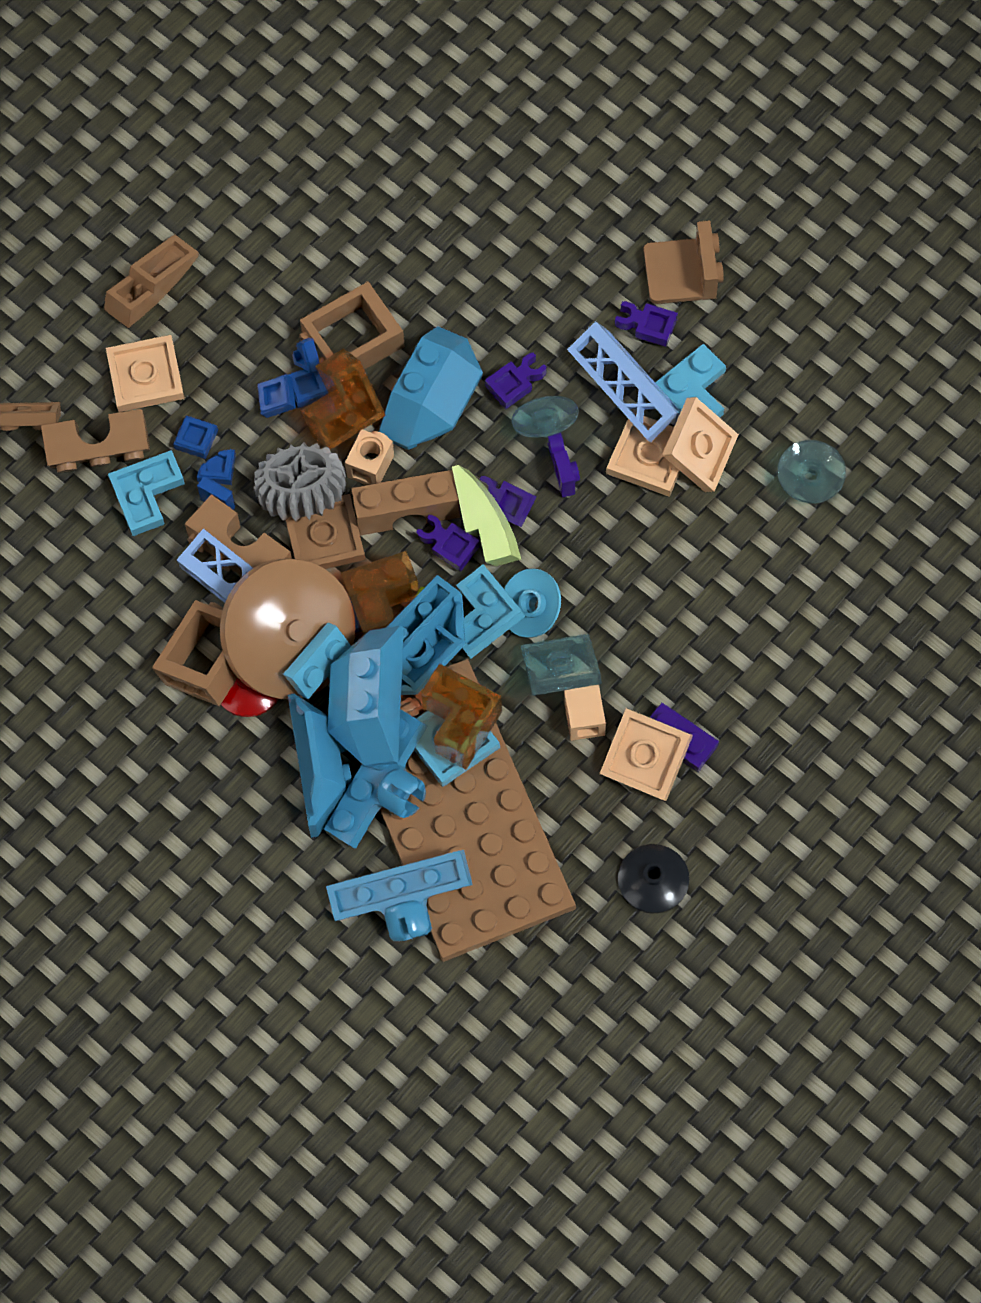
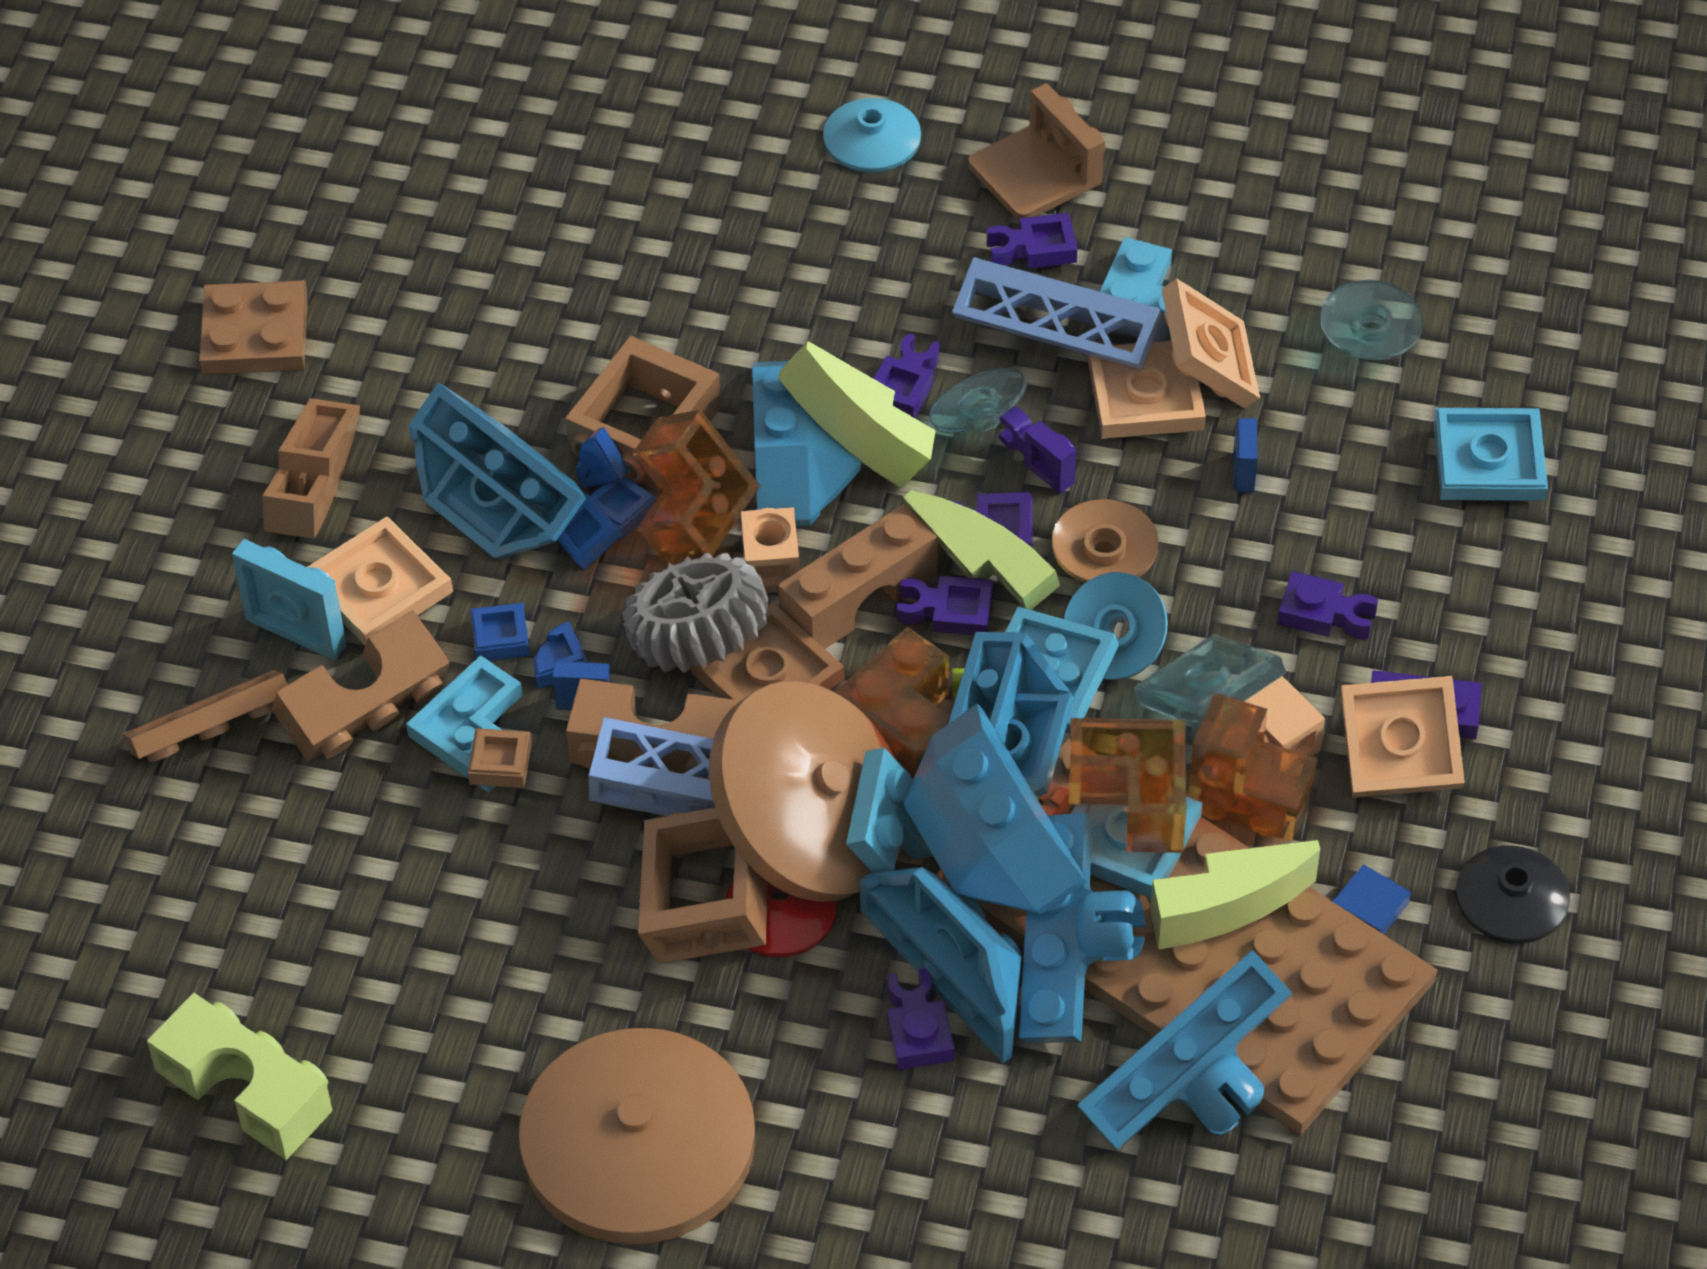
camera: 30 degrees left, 15 degrees down
(87, 369) = (289, 599): none -> medium azure plate
(93, 782) = (637, 1136): none -> medium nougat dish
(143, 521) = (499, 758): none -> medium nougat tile
(172, 169) = (253, 327): none -> medium nougat plate
(241, 336) = (488, 478): none -> dark azure wedge
(277, 794) = (916, 1026): none -> dark purple plate
(463, 398) = (858, 414): none -> yellowish green slope
(482, 805) = (1231, 891): none -> yellowish green slope
(538, 731) = (1244, 776): none -> clear orange brick
(556, 532) = (1104, 527): none -> medium nougat dish
(569, 844) = (1373, 898): none -> blue tile
(598, 210) = (872, 135): none -> medium azure dish
(661, 644) = (1318, 604): none -> dark purple plate
(678, 526) = (1245, 455): none -> blue tile
(824, 594) = (1490, 454): none -> medium azure plate

